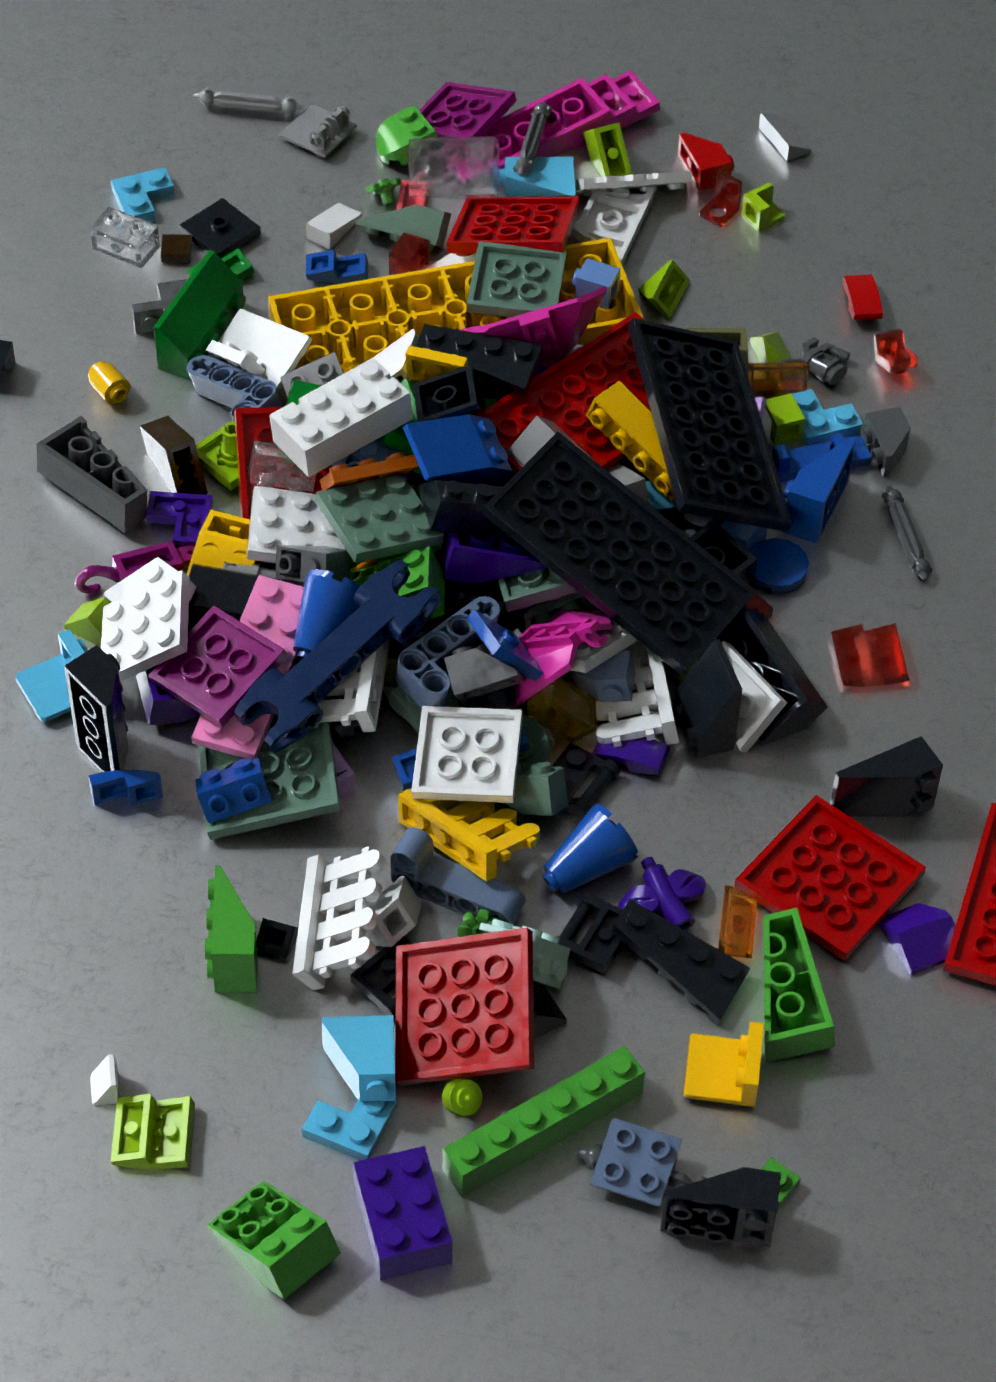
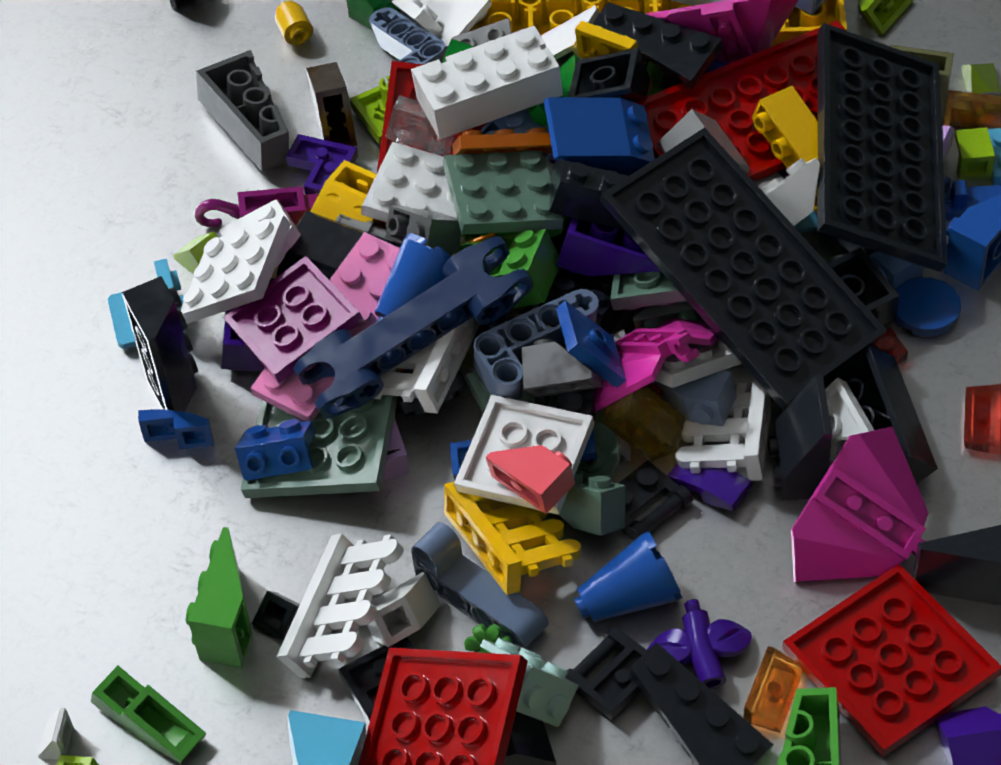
camera: 20 degrees right, 0 degrees up
(186, 1048) = (146, 715): none -> bright green slope
(485, 770) = (533, 474): none -> coral slope
(648, 476) = (796, 192): none -> white slope
(776, 758) = (861, 514): none -> dark pink panel

